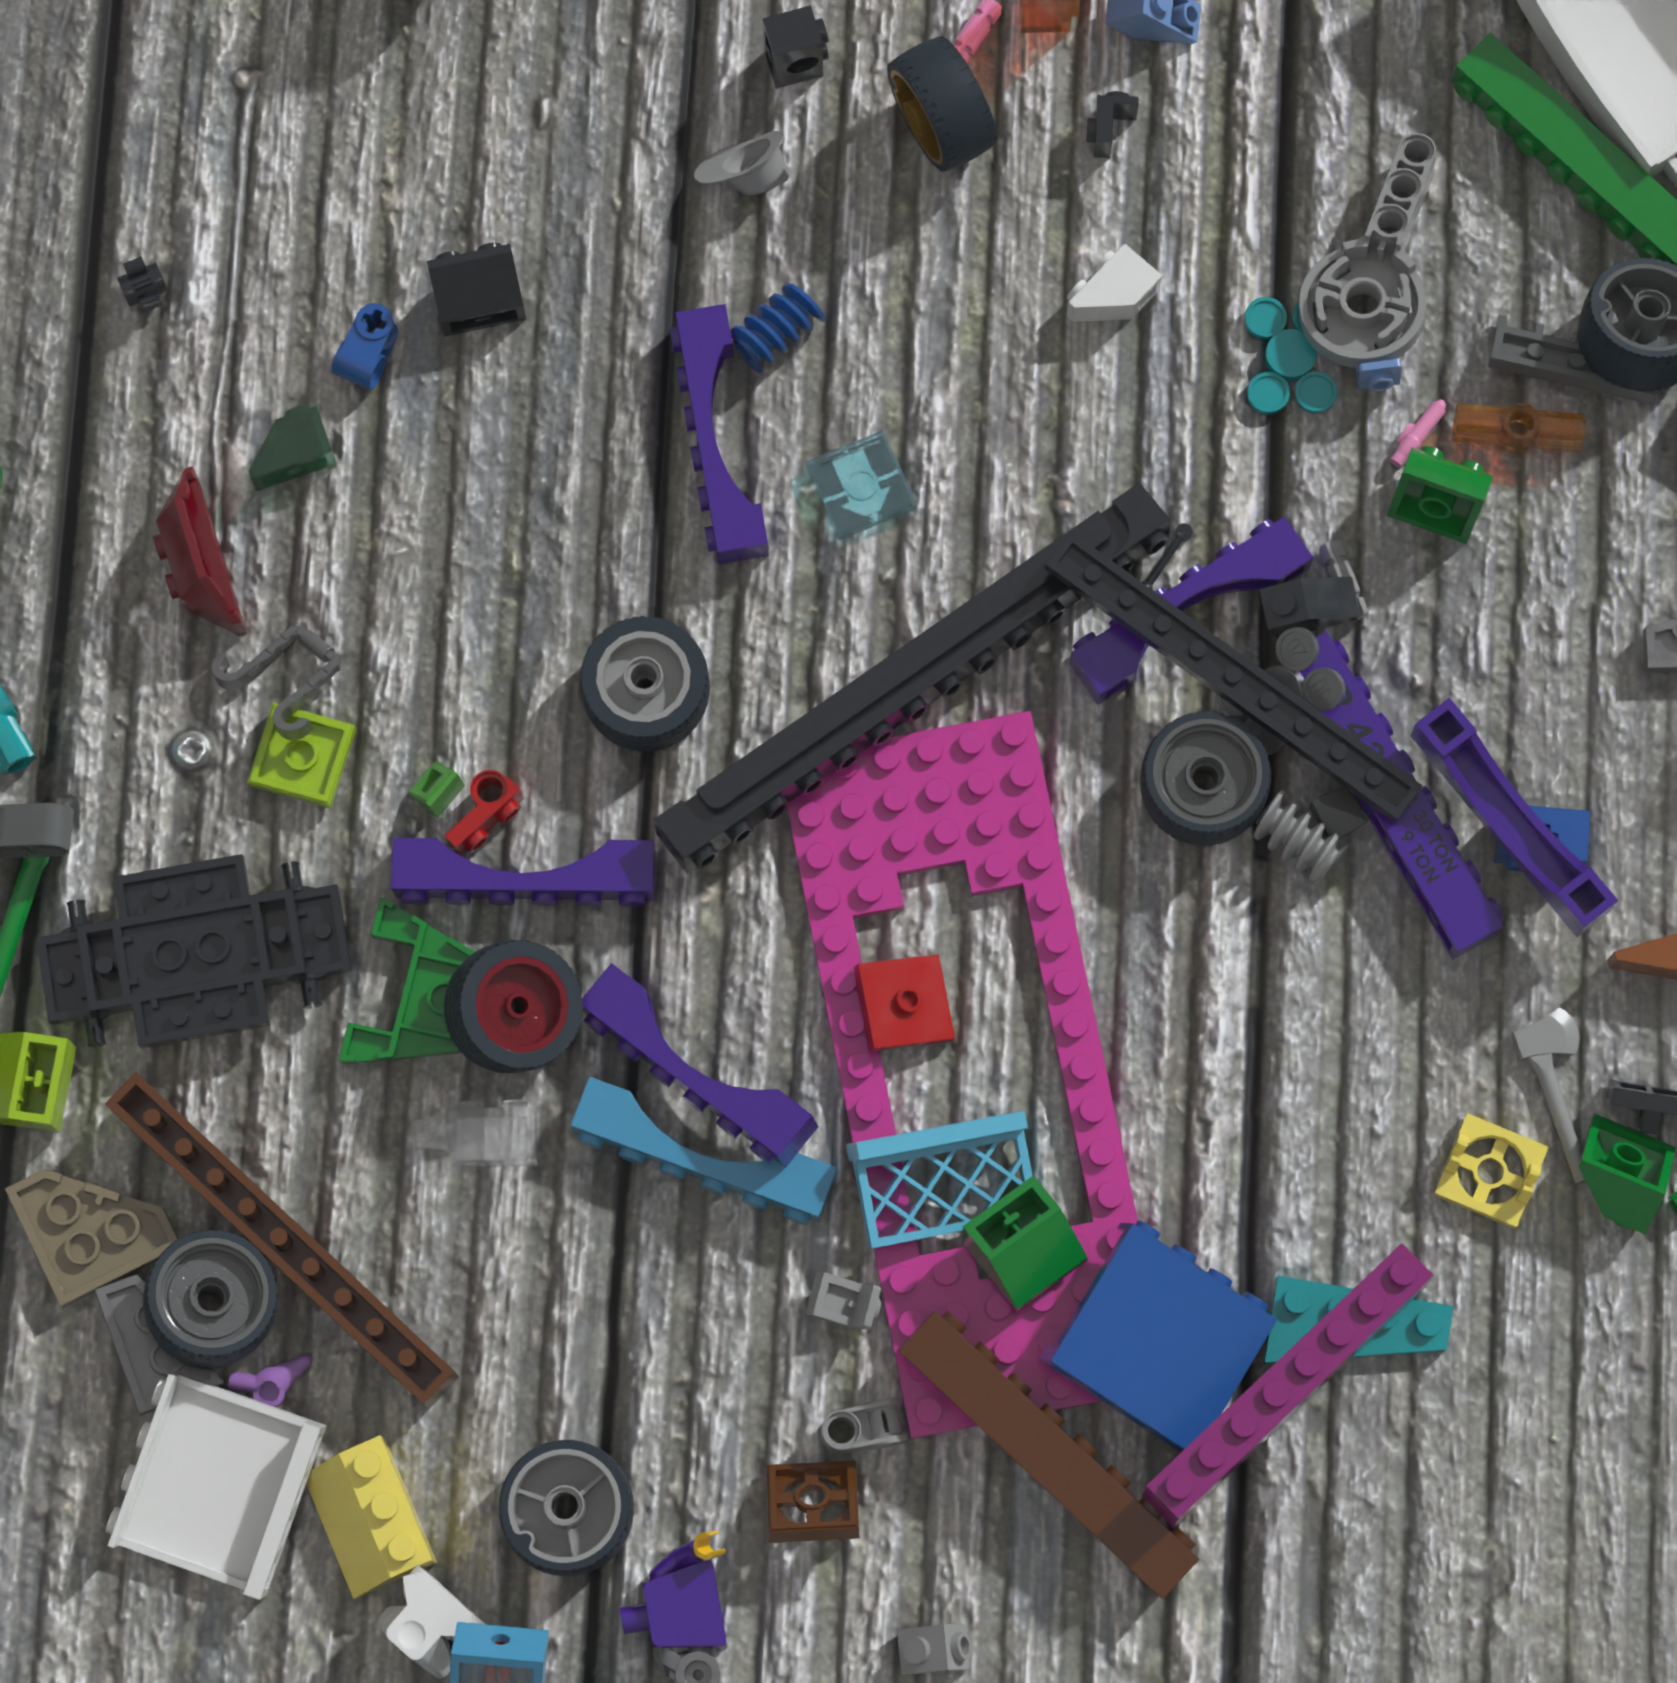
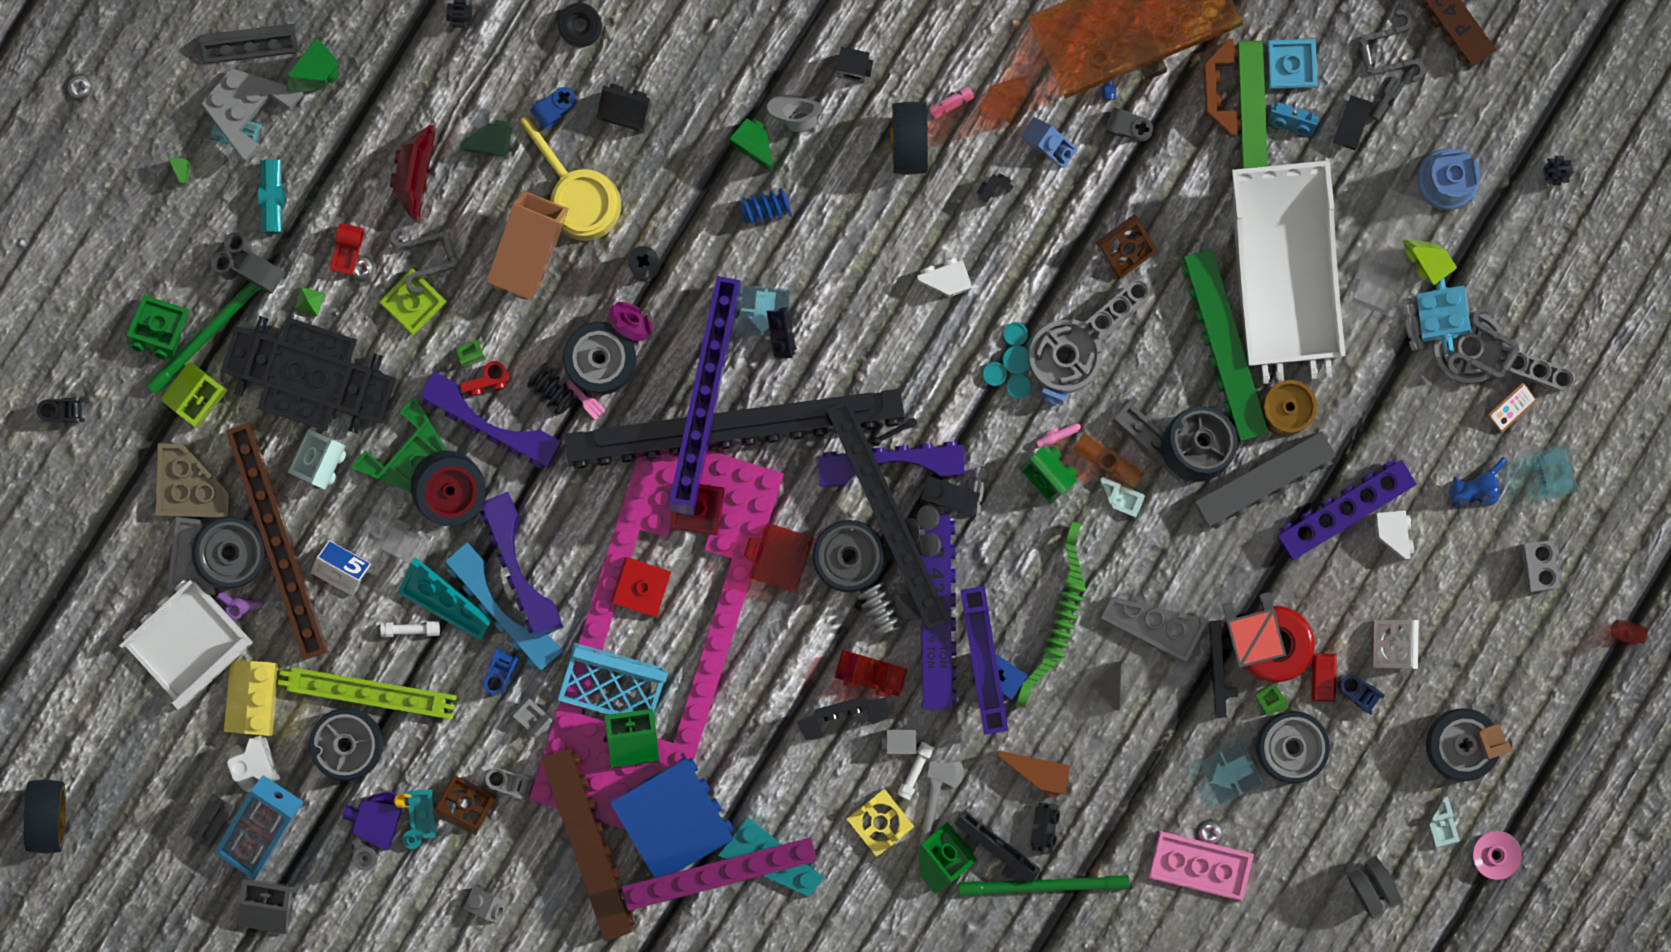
camera: 25 degrees right, 10 degrees up
(136, 843) = (309, 301): none -> bright green slope
(153, 728) = (347, 248): none -> red plate
(279, 1076) = (317, 459): none -> light aqua brick
(334, 186) = (576, 11): none -> black tyre
(405, 1232) = (340, 568): none -> panel
(437, 565) = (527, 245): none -> nougat brick
(487, 462) = (588, 194): none -> light yellow piece
(555, 1406) = (367, 692): none -> lime hinge
(590, 1190) = (438, 597): none -> teal wing
(595, 773) = (551, 390): none -> black piece
(604, 1250) = (430, 628): none -> white bar
(635, 502) = (643, 253): none -> black piece
(658, 602) = (629, 321): none -> magenta tile
(666, 767) = (589, 404): none -> bright pink piece
(708, 243) = (753, 142): none -> green slope
(737, 525) = (723, 197): dark purple arch -> none
(753, 1251) = (500, 670): none -> blue piece
(753, 1565) = (421, 818): none -> teal hinge
(846, 644) = (705, 395): none -> dark purple brick
(906, 500) = (781, 339): none -> black hinge
(926, 829) = (706, 515): none -> dark red plate
(1097, 839) = (779, 557): none -> clear red piece
(1343, 943) = (870, 673): none -> clear red brick
(1373, 73) = (1147, 250): none -> reddish brown piece
(1382, 991) = (876, 707): none -> black plate
(1449, 1025) = (899, 741): none -> light grey brick
(1495, 1022) = (924, 751): none -> white bar
(1571, 474) = (1123, 498): none -> light aqua slope
(1579, 637) = (1054, 654): none -> bright green piece

